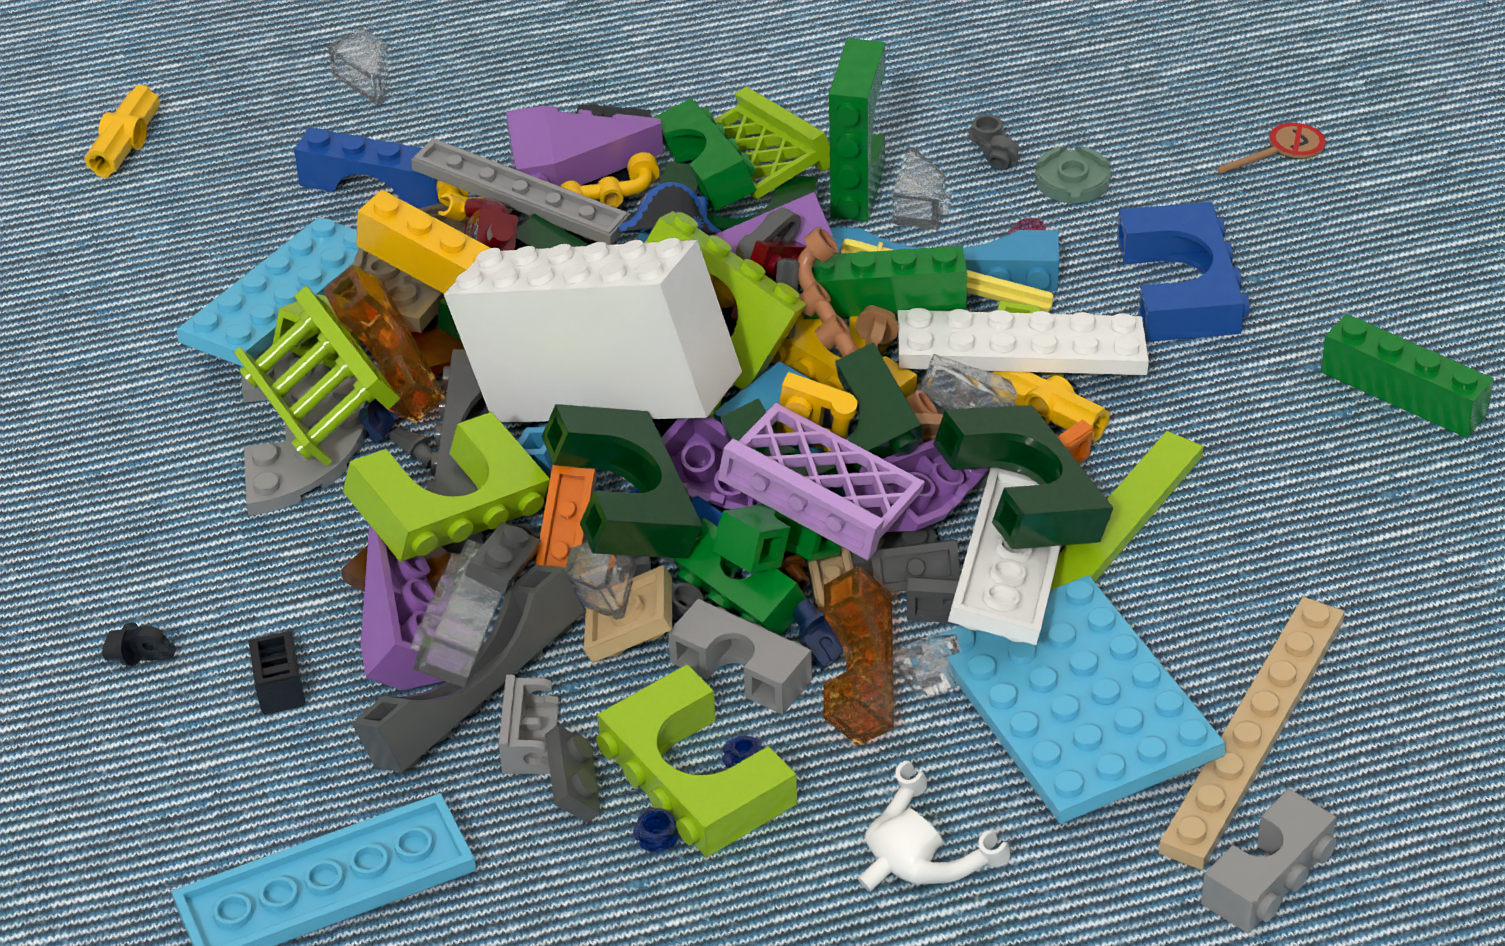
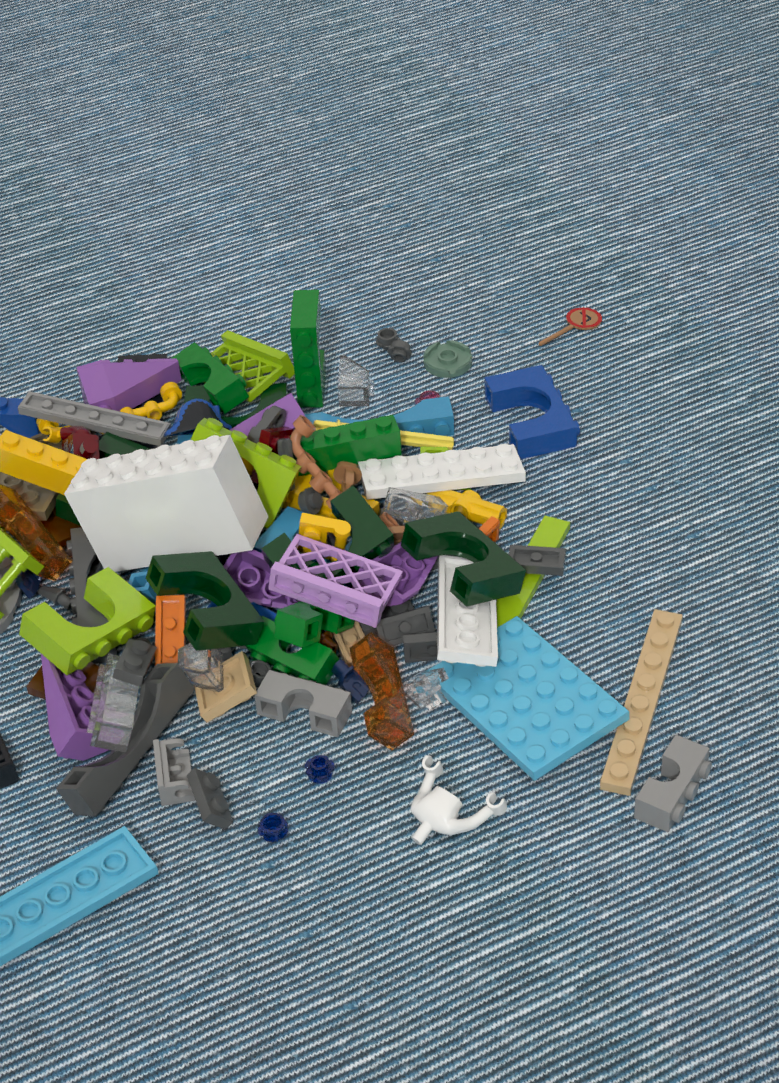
camera: 10 degrees left, 0 degrees up
(706, 808) = (303, 807): lime arch -> none
(812, 358) = (310, 501): none -> dark grey plate
(1141, 495) = (539, 559): none -> dark grey plate
(1406, 375) = (687, 458): green brick -> none

